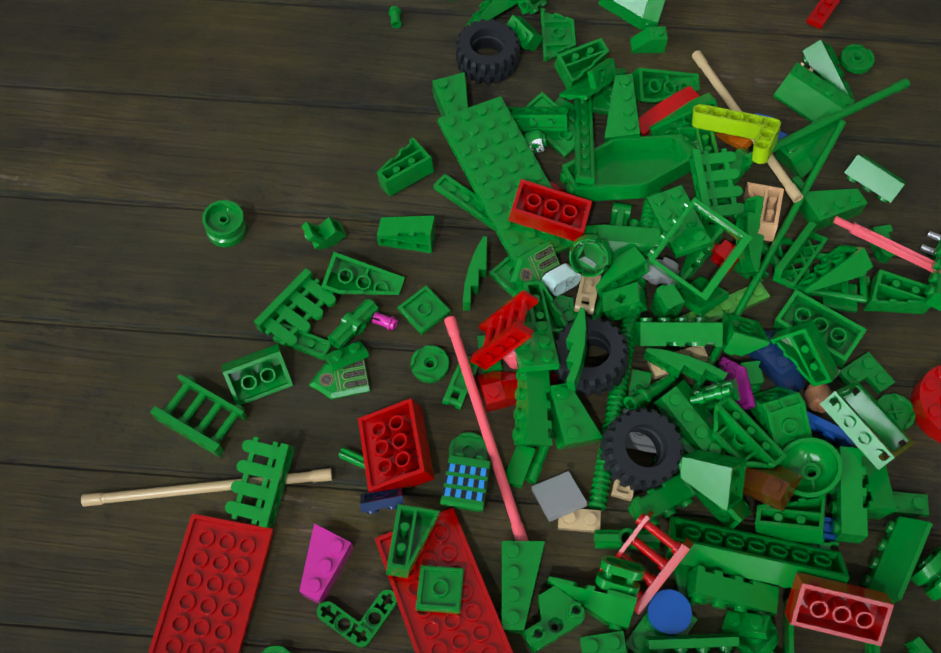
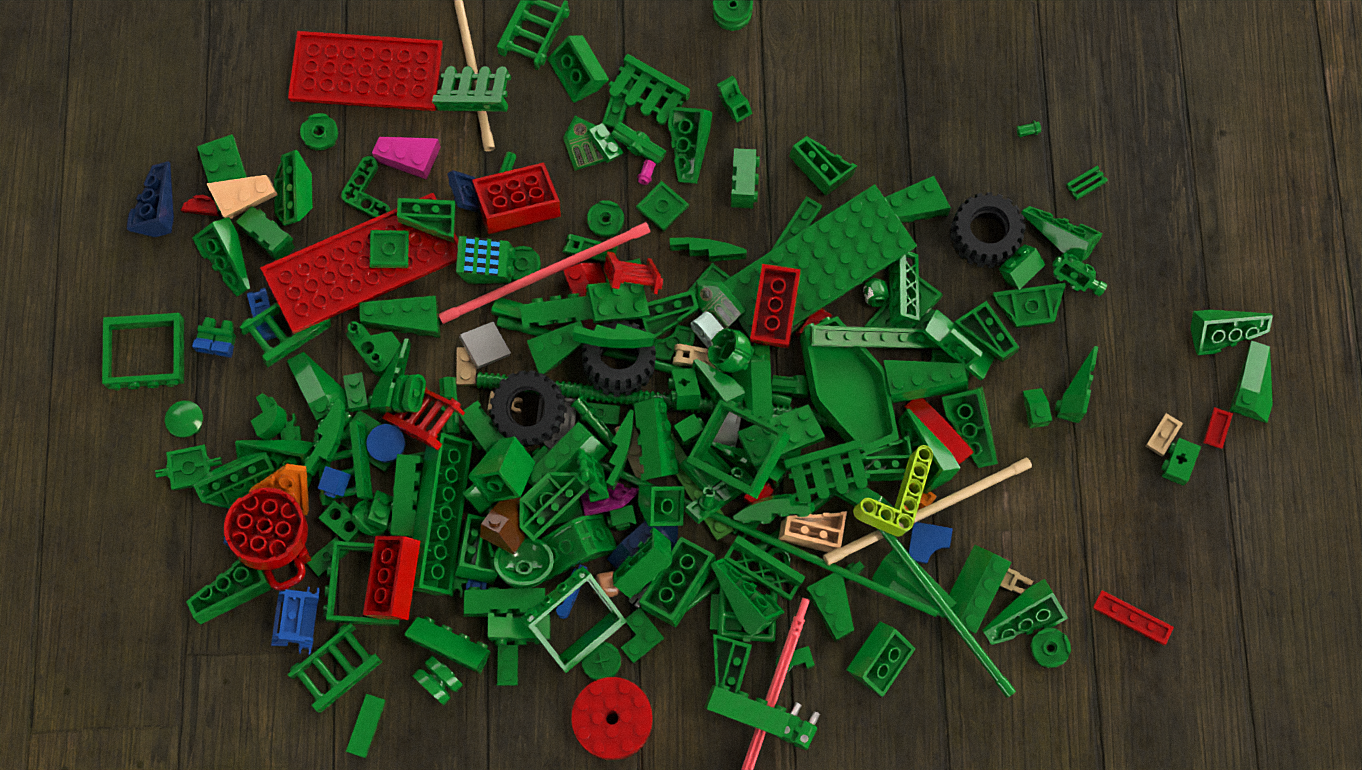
camera: 85 degrees right, 10 degrees up
(735, 285) = (717, 497): none -> green plate

